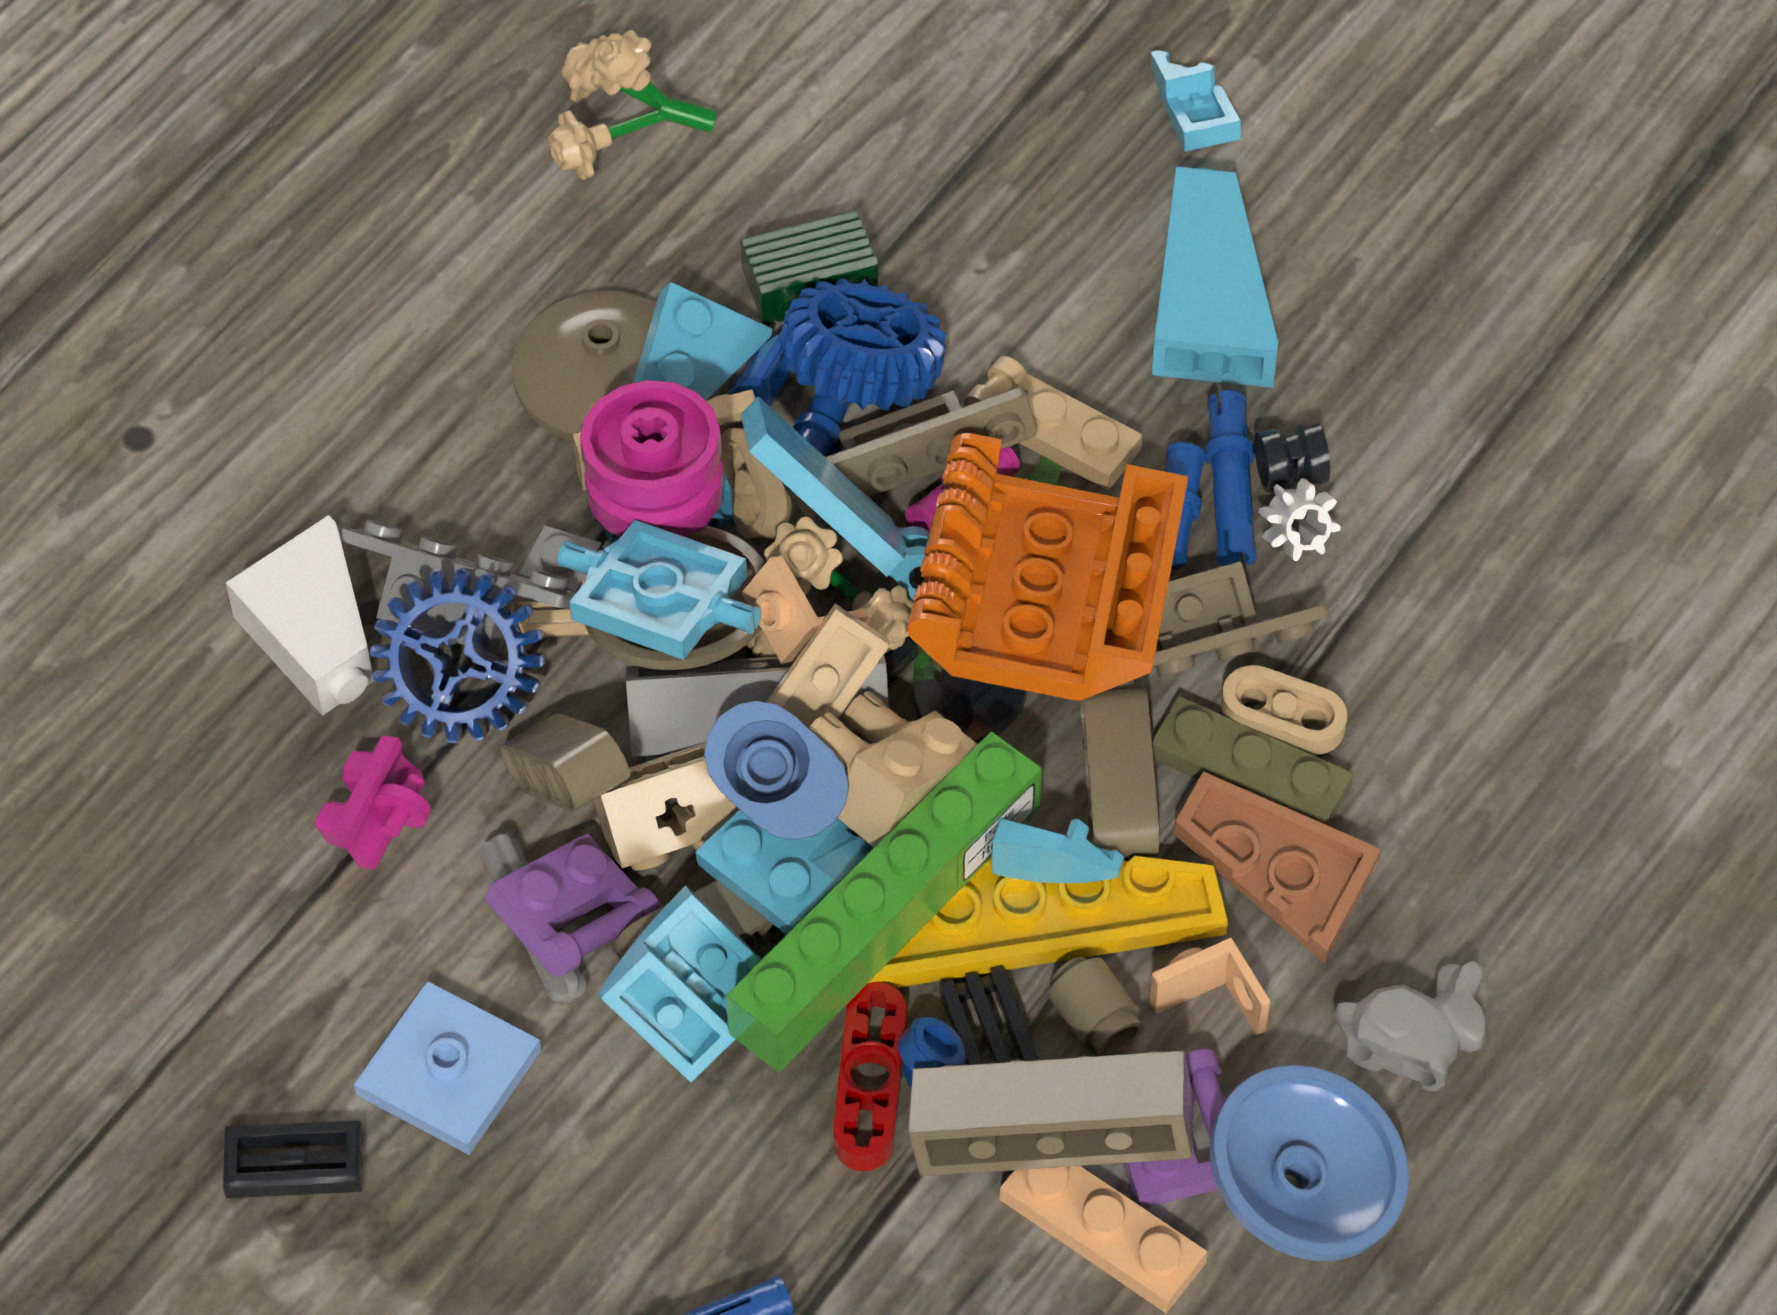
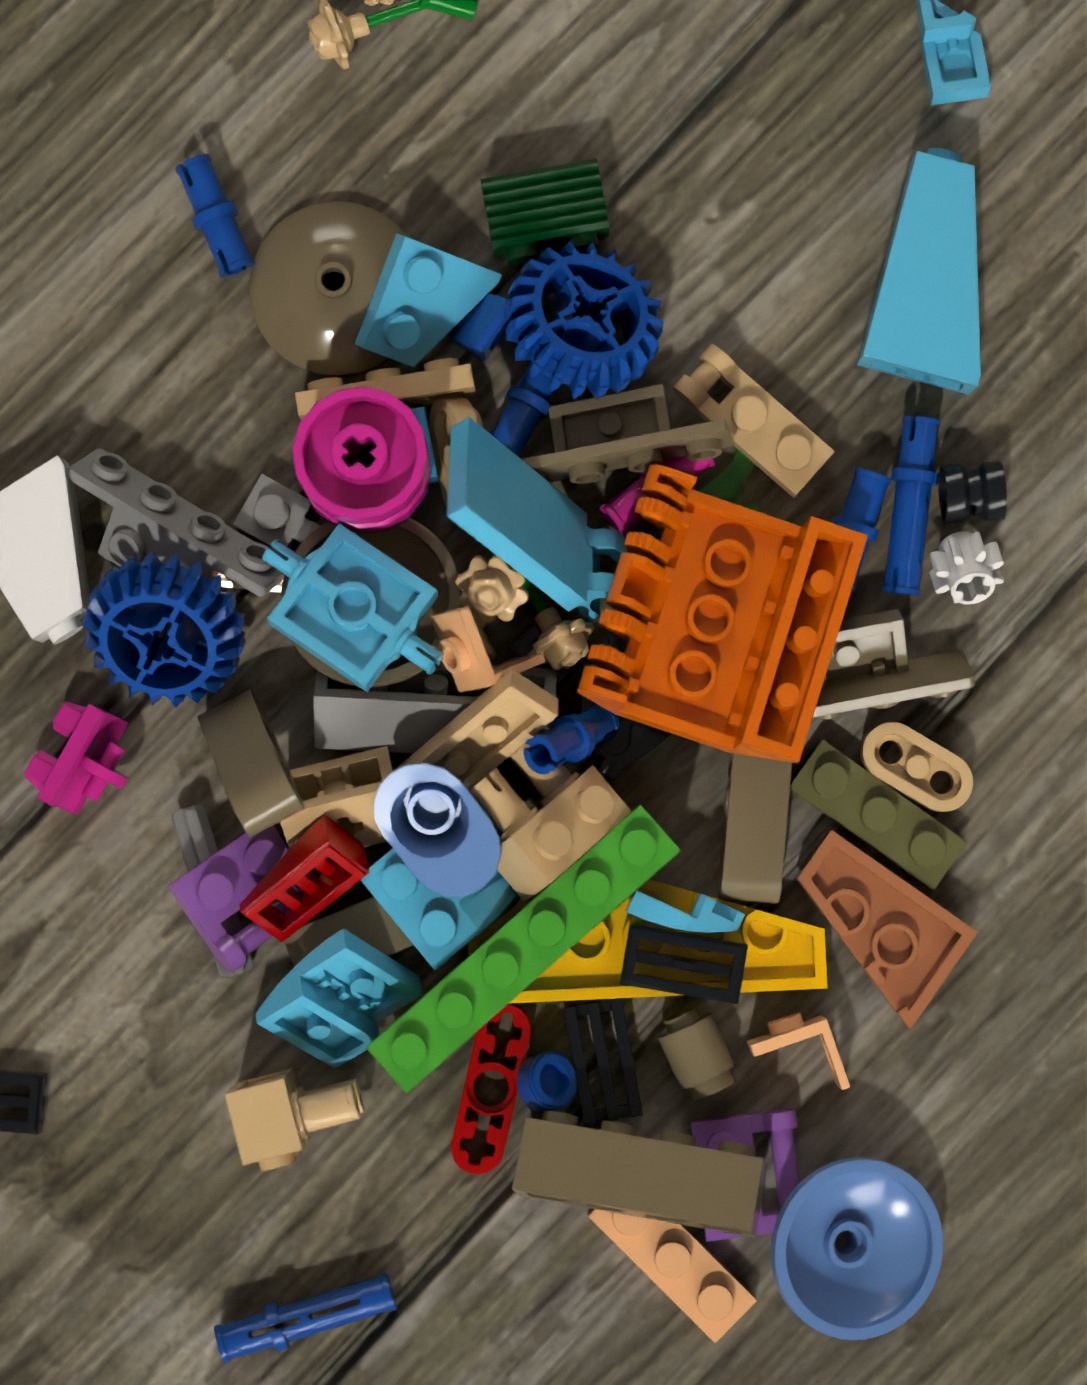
camera: 10 degrees right, 30 degrees up
(448, 1067) = (124, 1028): light blue plate -> none
(470, 311) = (214, 215): none -> blue pin
(640, 1102) = (277, 1116): none -> tan brick
(670, 862) = (324, 847): none -> red slope
(907, 691) = (570, 739): none -> blue pin
(1064, 920) = (634, 955): none -> black tile
(1413, 1032) = (977, 1115): light grey animal -> none

